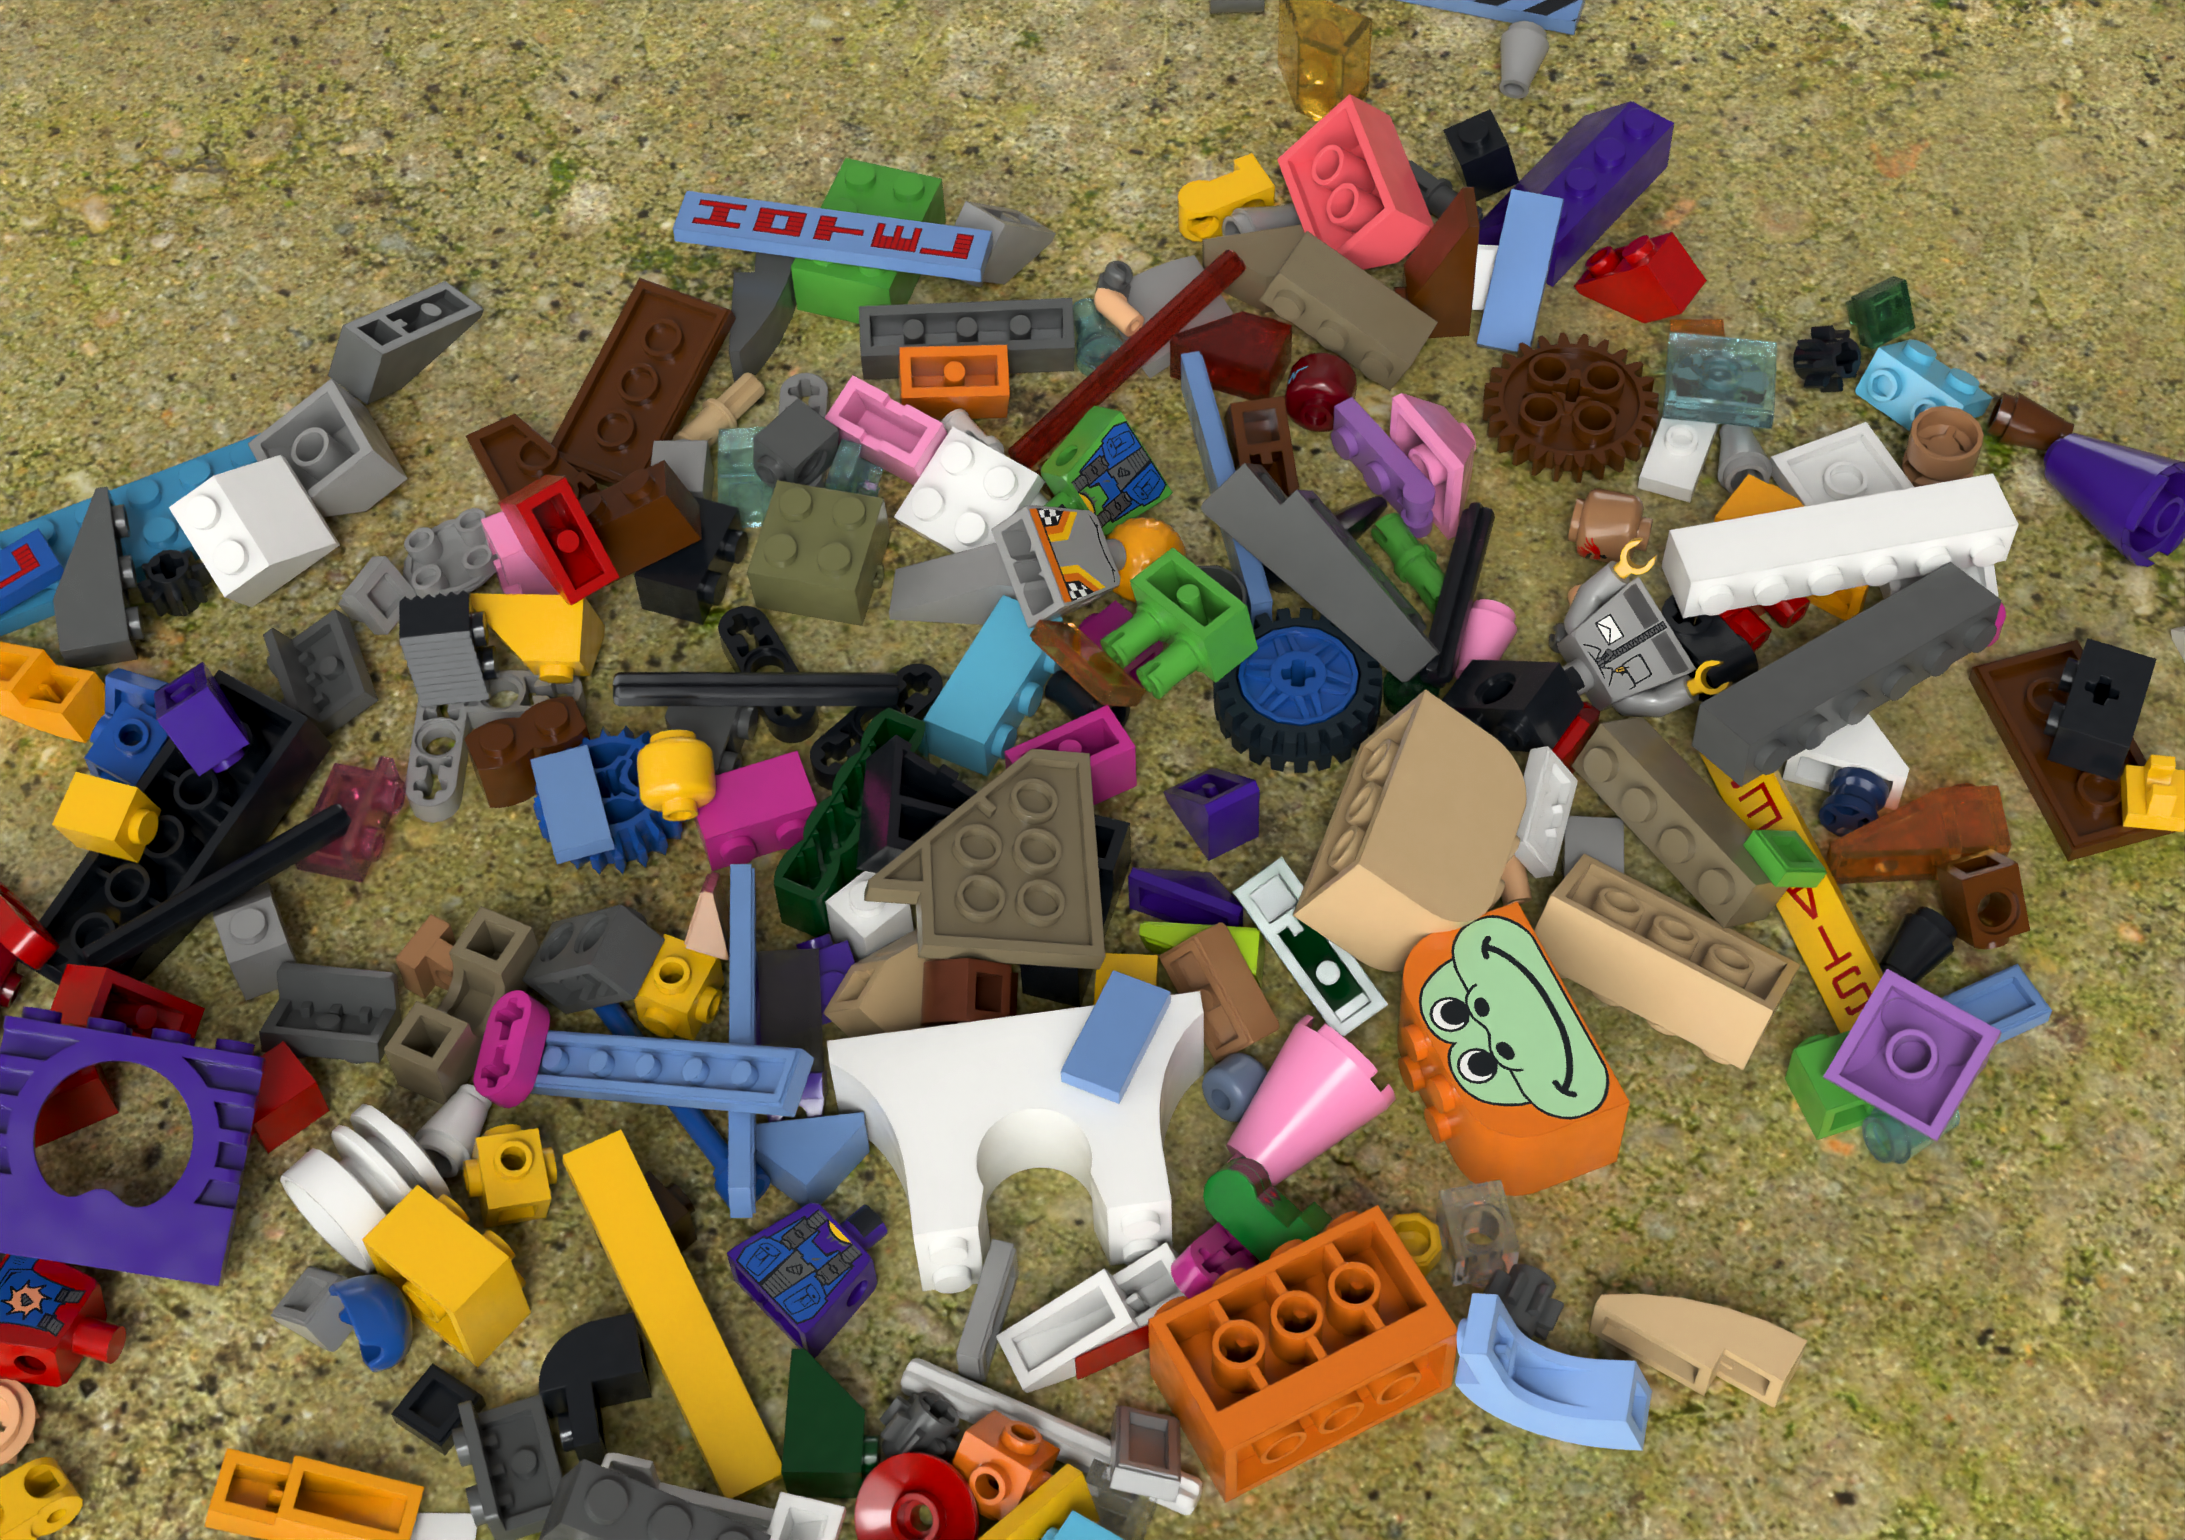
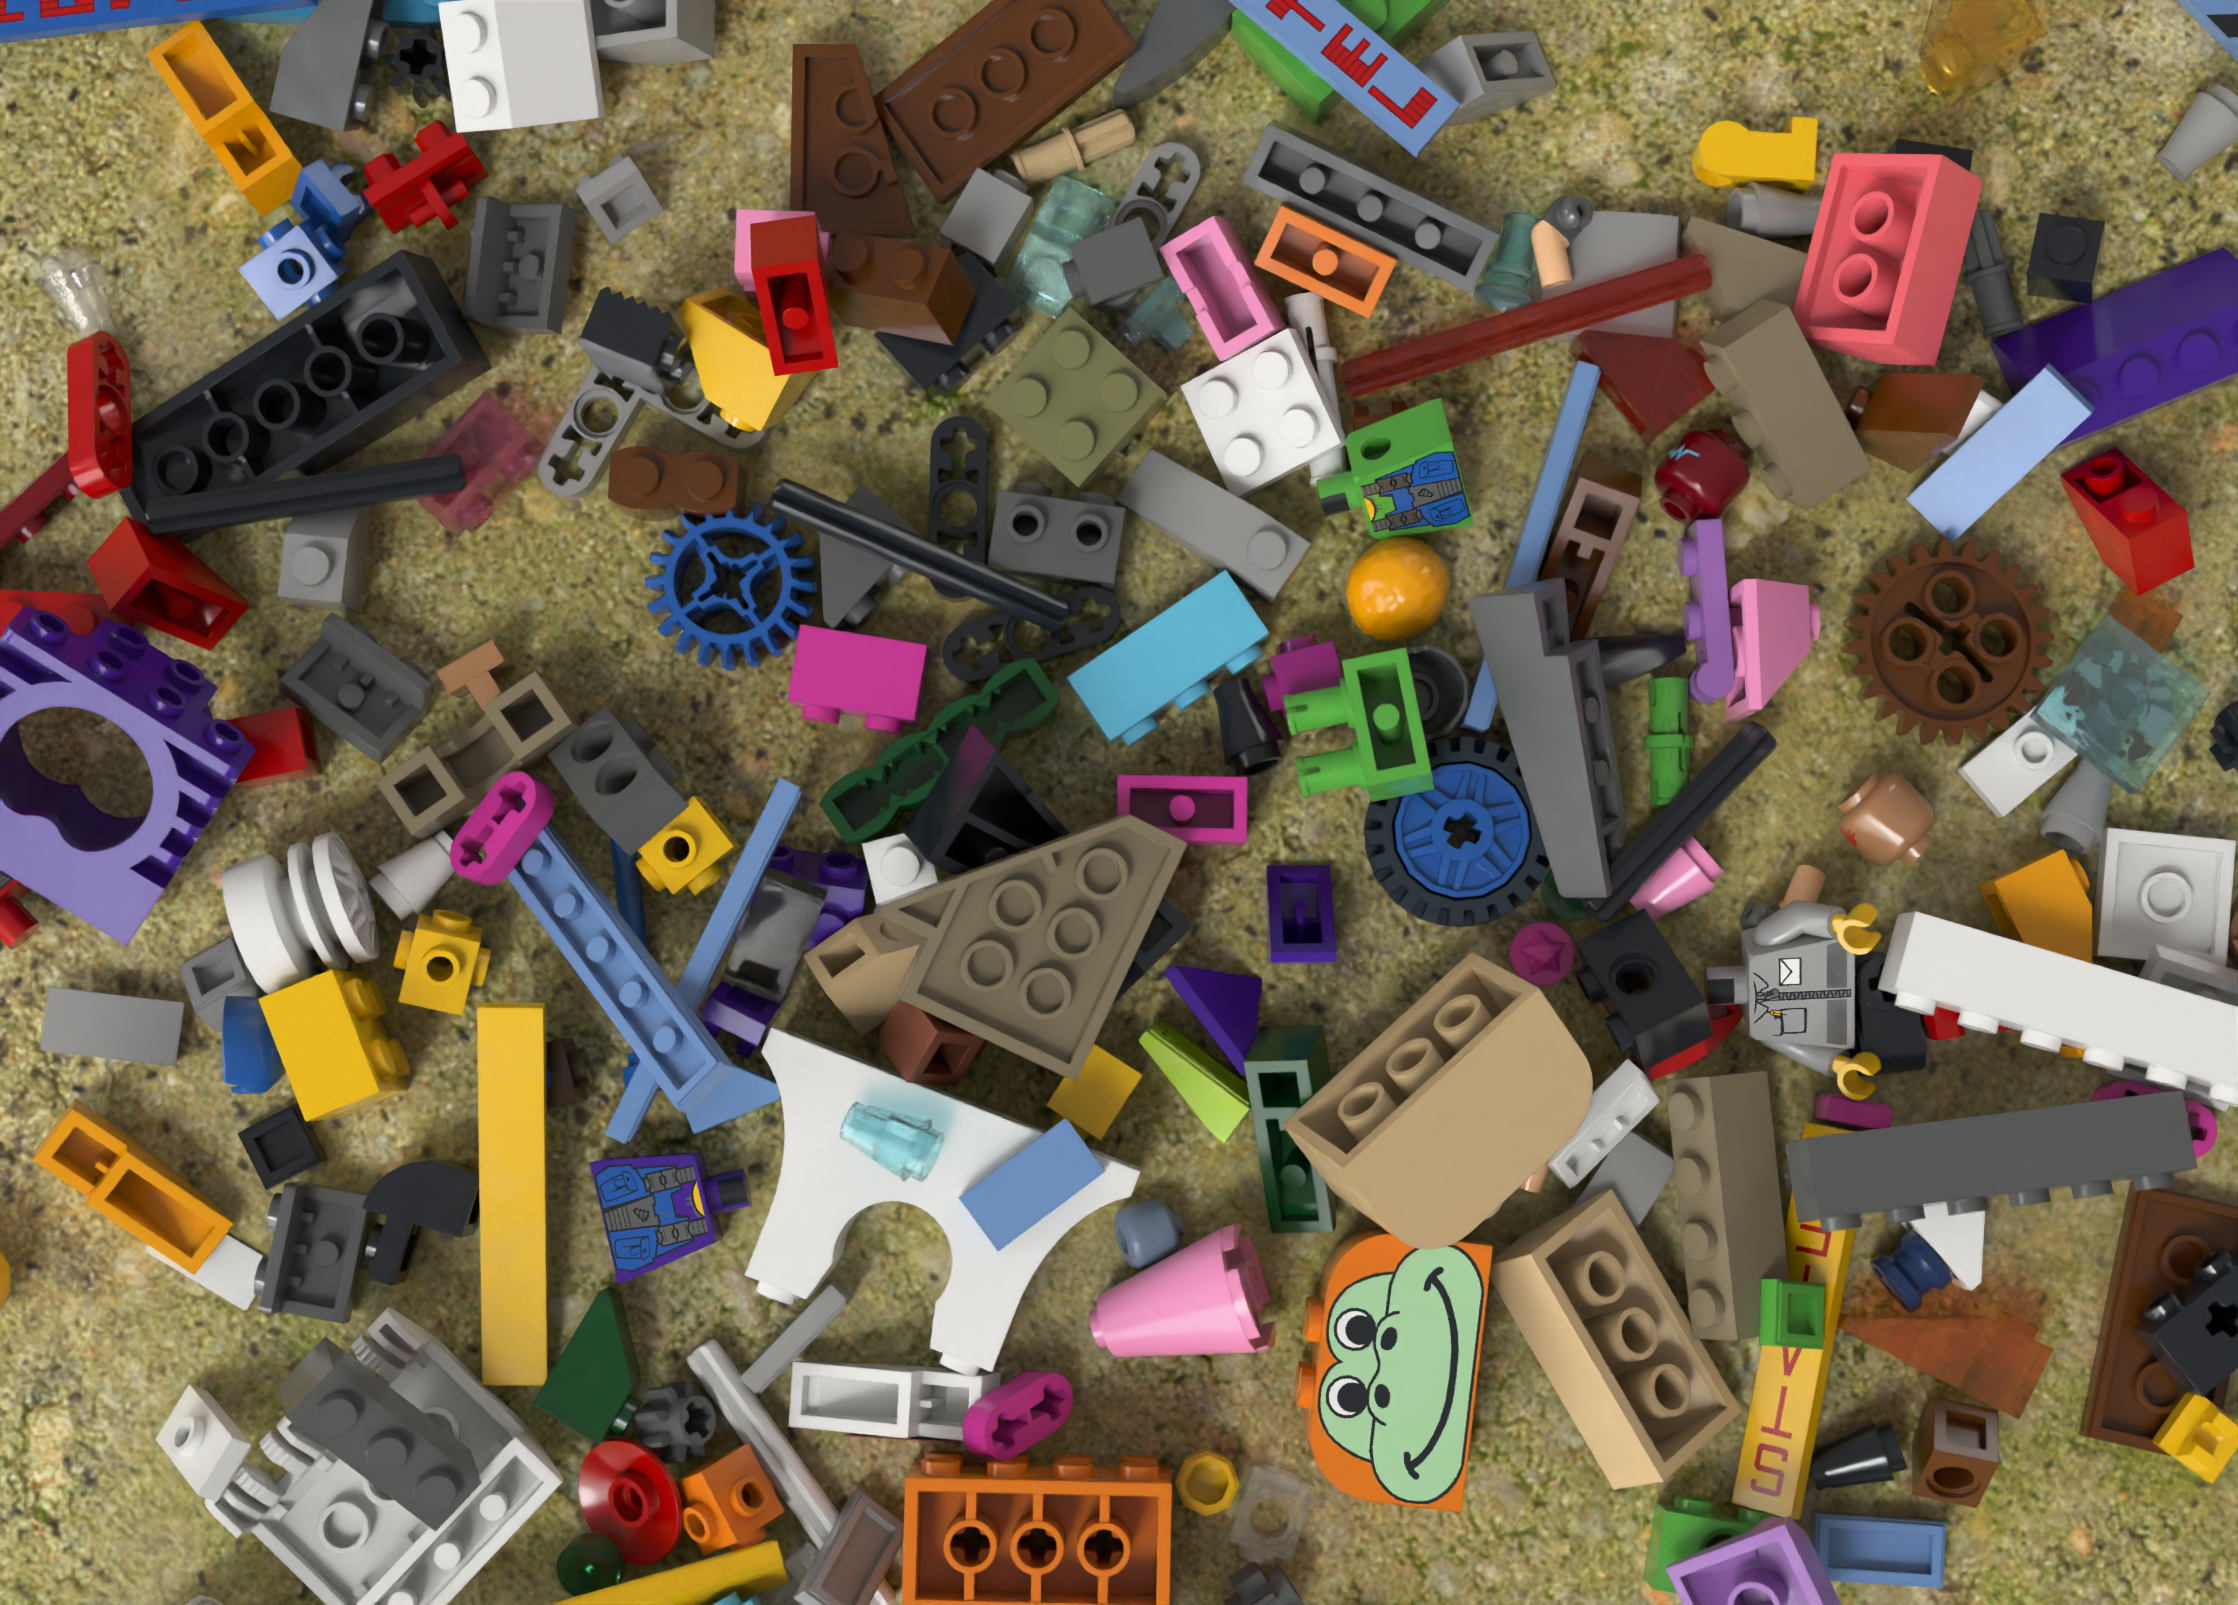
camera: 30 degrees right, 30 degrees up
(107, 817) = (226, 367): yellow brick -> none
(201, 721) = (352, 311): dark purple slope -> none
(219, 640) = (426, 184): none -> red hips
(232, 1381) = (112, 1026): none -> light grey slope
(449, 556) = (710, 180): light grey dish -> none
(572, 804) = (677, 593): medium blue tile -> none
(676, 774) = (787, 627): yellow head -> none
(710, 921) = (743, 801): slope -> none
(860, 639) = (1057, 537): none -> dark grey brick
(980, 1056) = (893, 1139): none -> clear light blue cone
(1057, 560) = (1288, 591): light grey torso -> none
(1087, 663) = (1256, 714): clear orange tile -> none
(1230, 996) = (1181, 1141): medium nougat slope -> none
(1257, 1212) = (1087, 1394): green leg -> none

